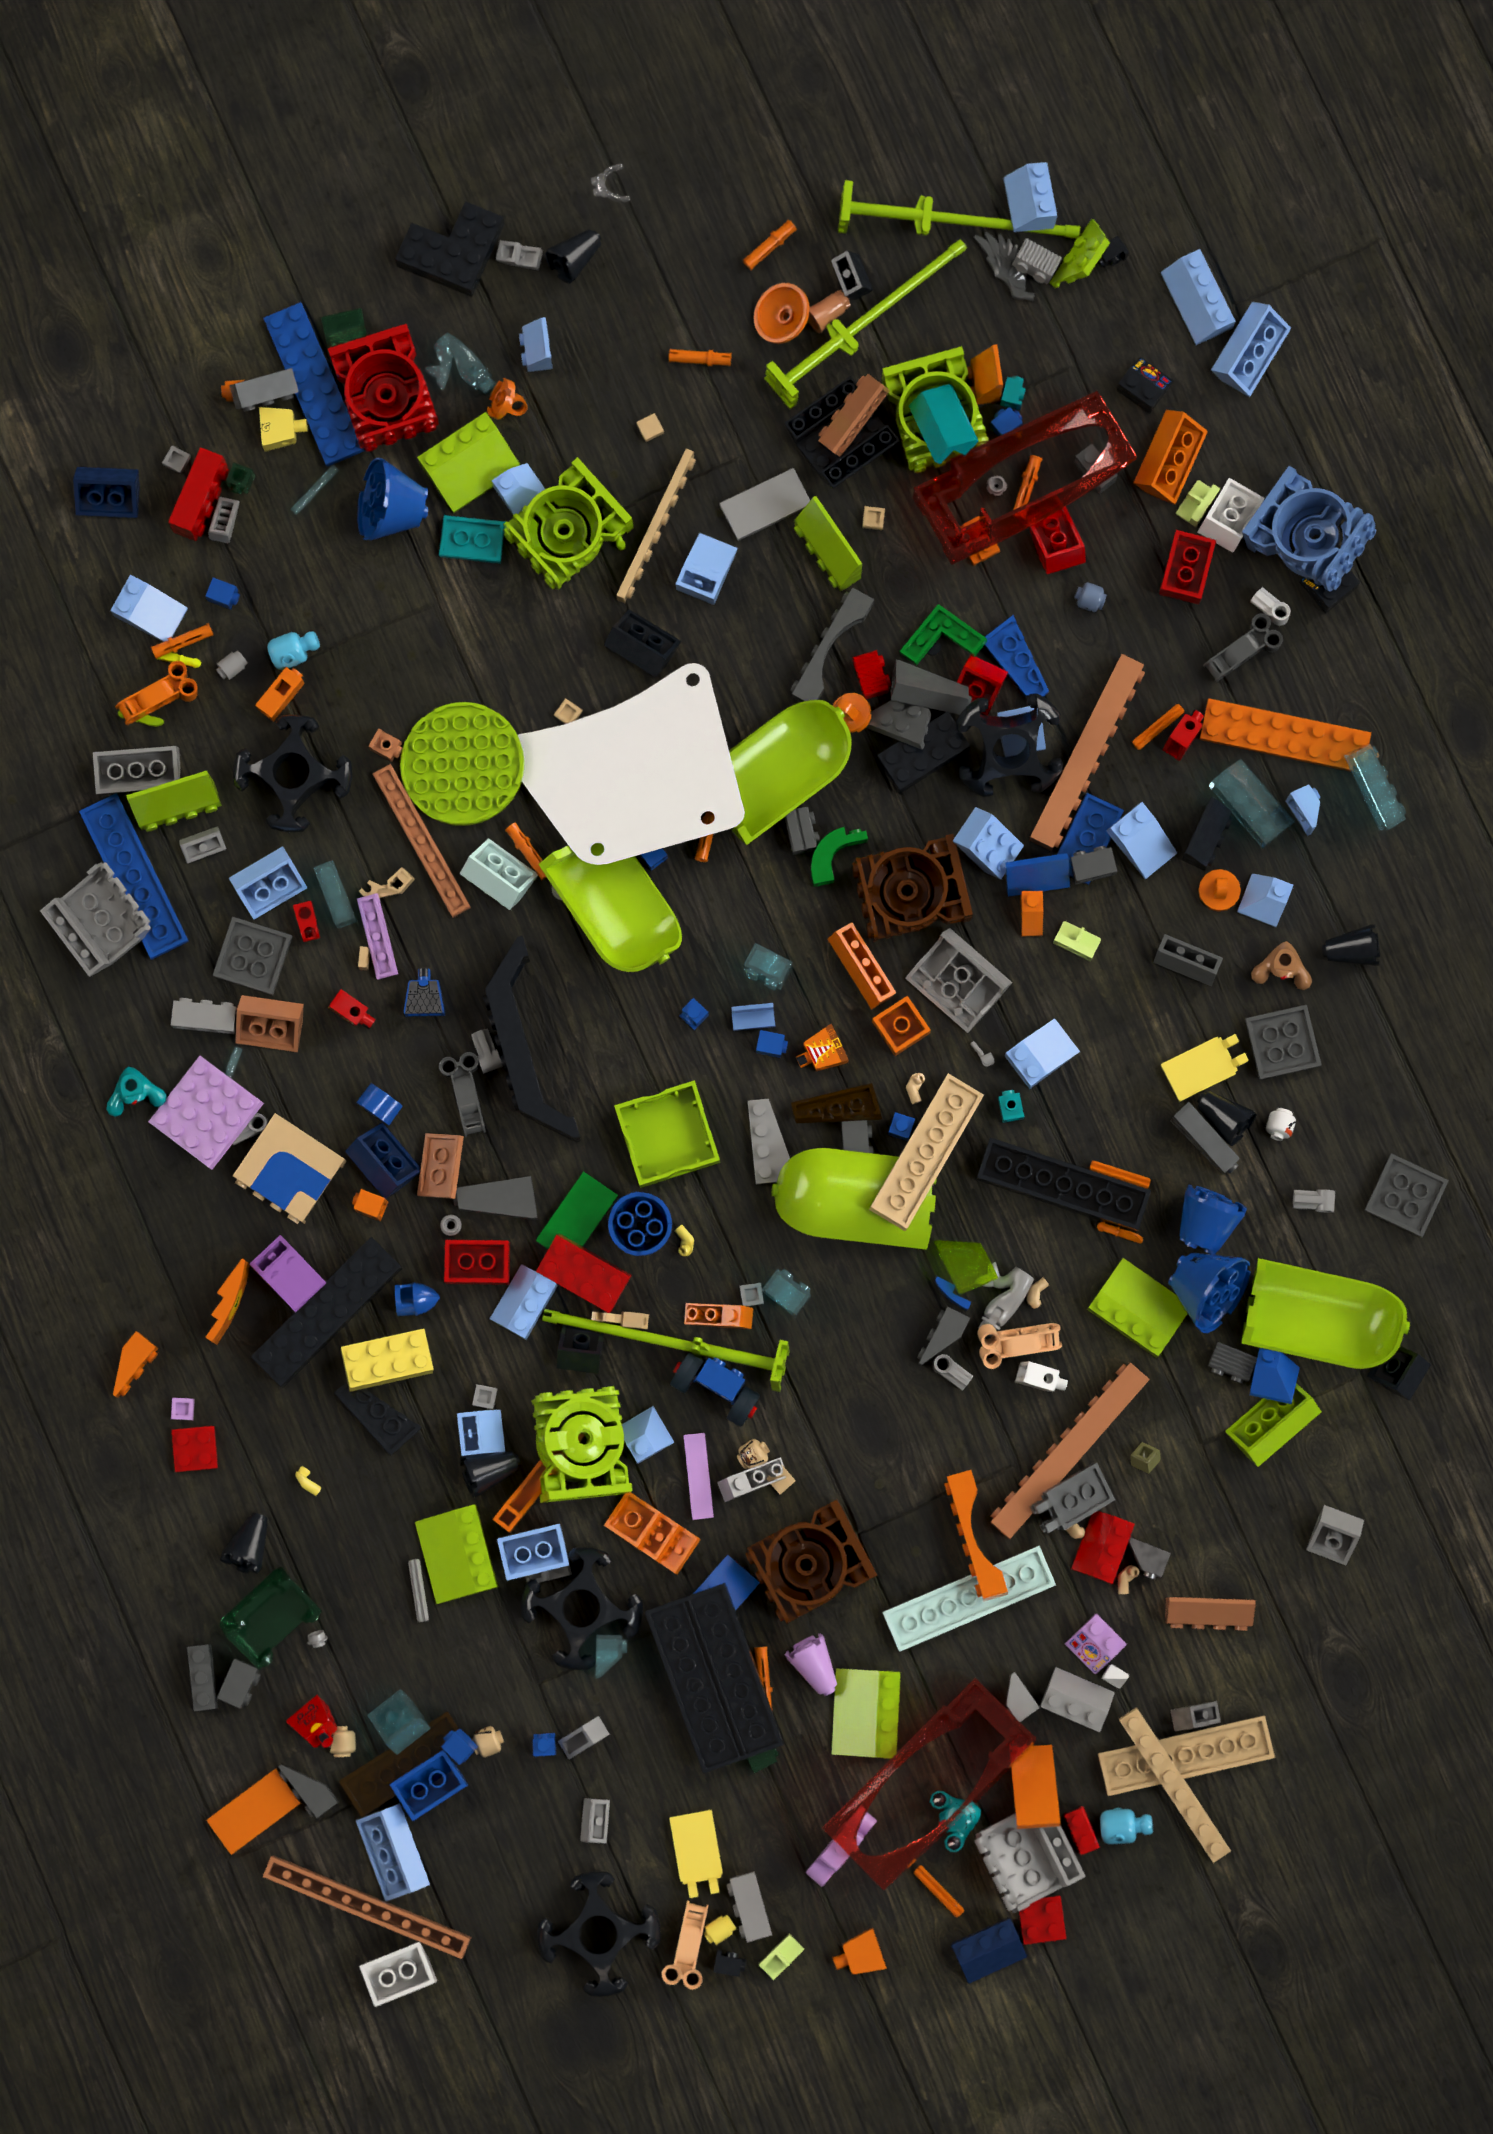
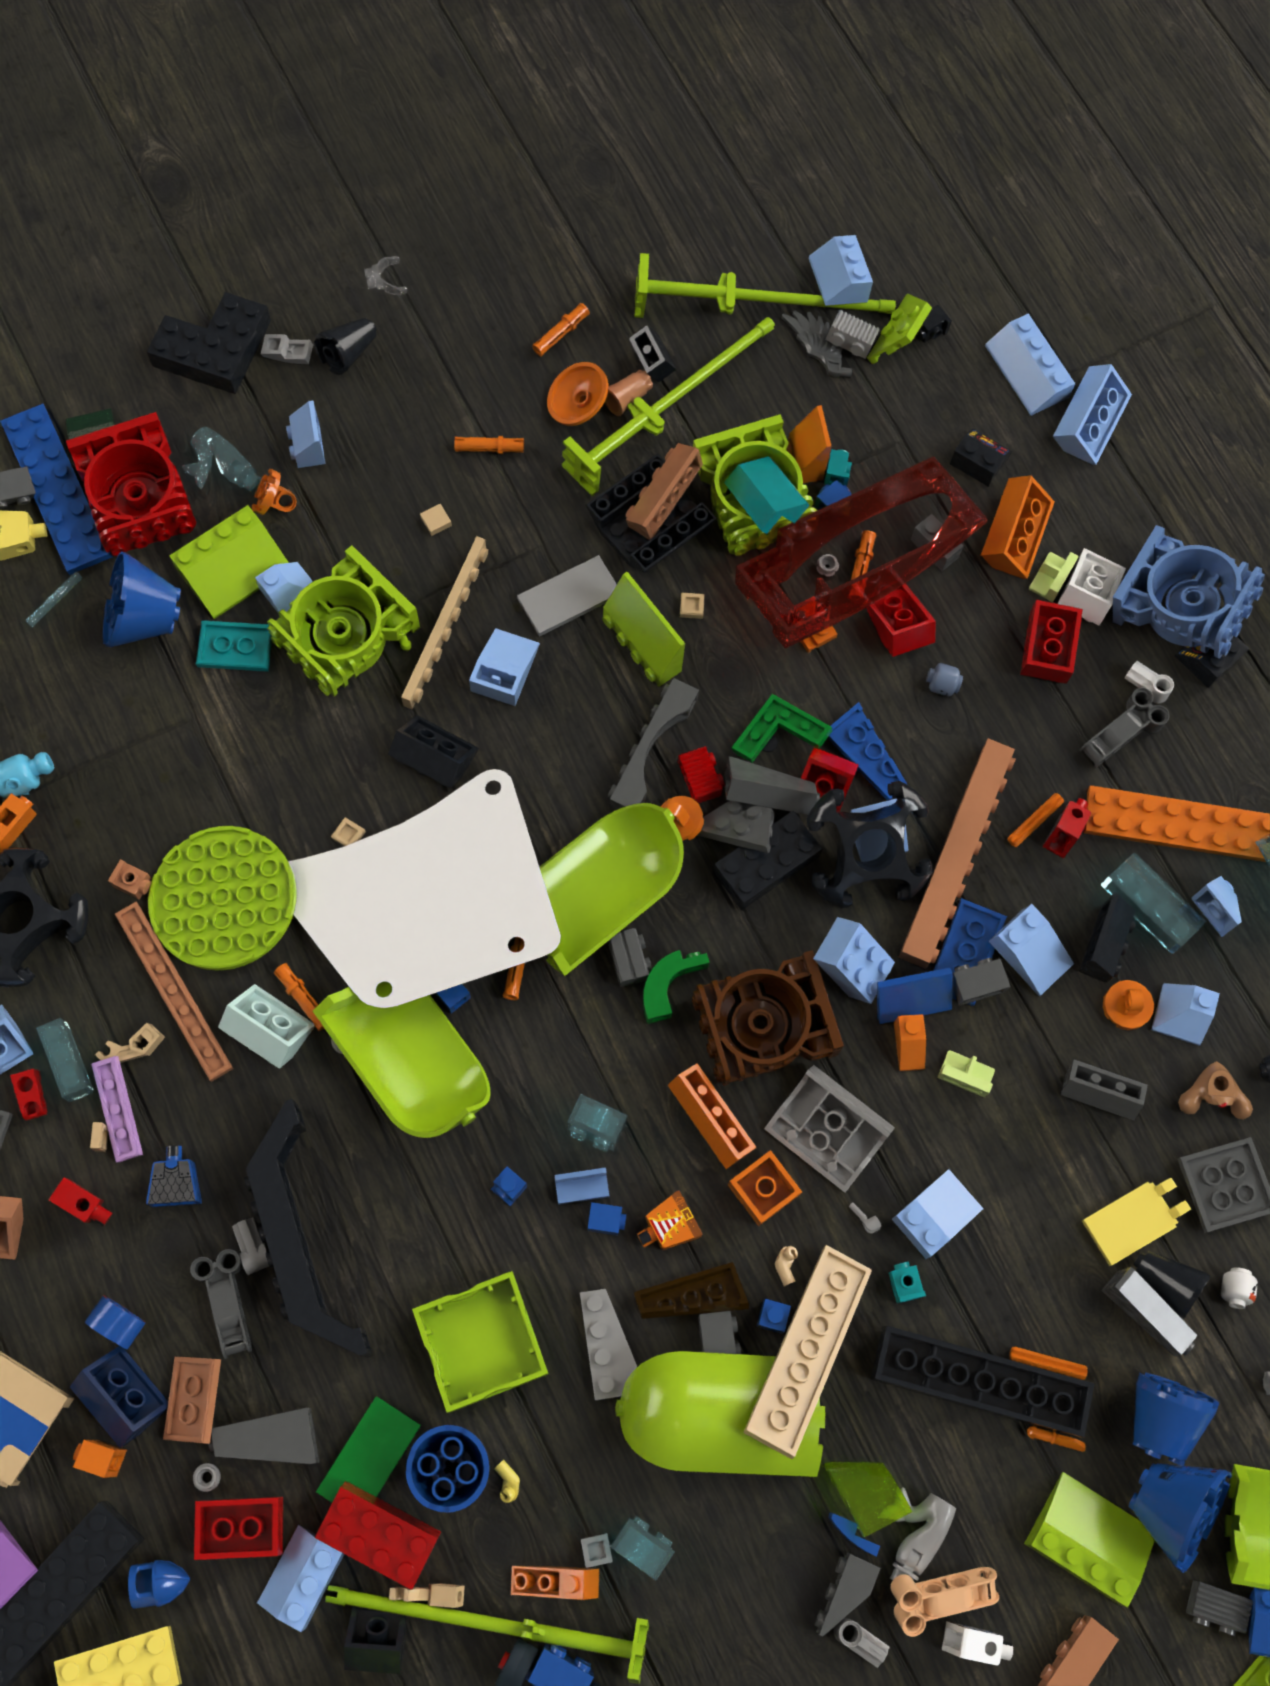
camera: 10 degrees left, 10 degrees down
(1034, 1292) = (957, 1529): tan arm -> none

